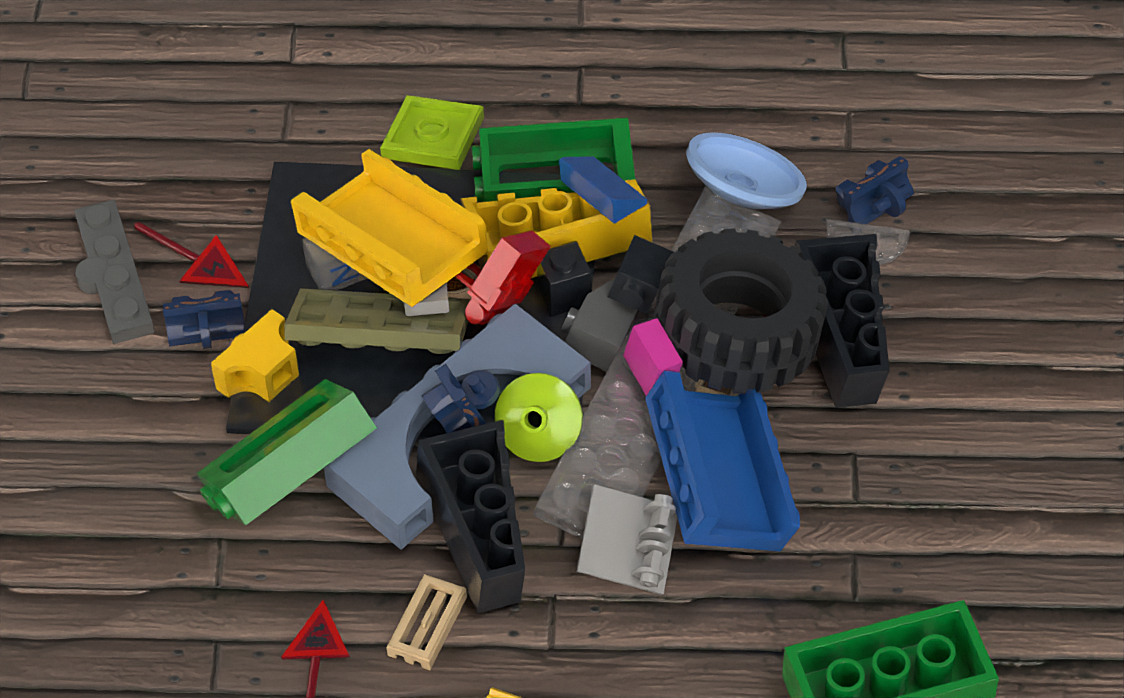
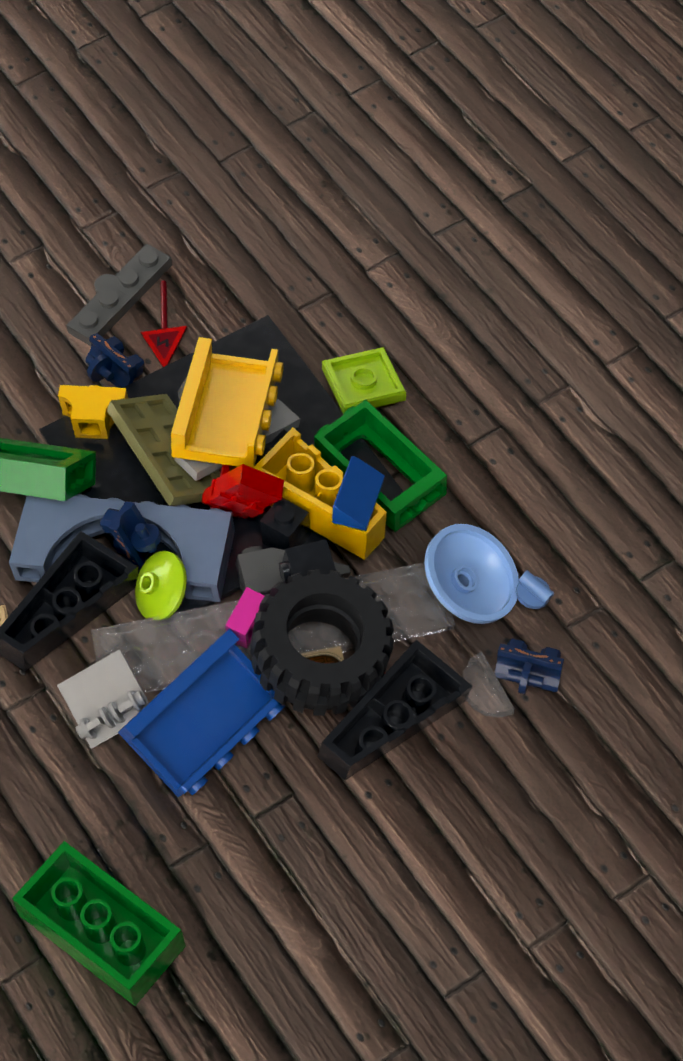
camera: 55 degrees right, 5 degrees up
(797, 143) = (533, 591): none -> medium blue plate

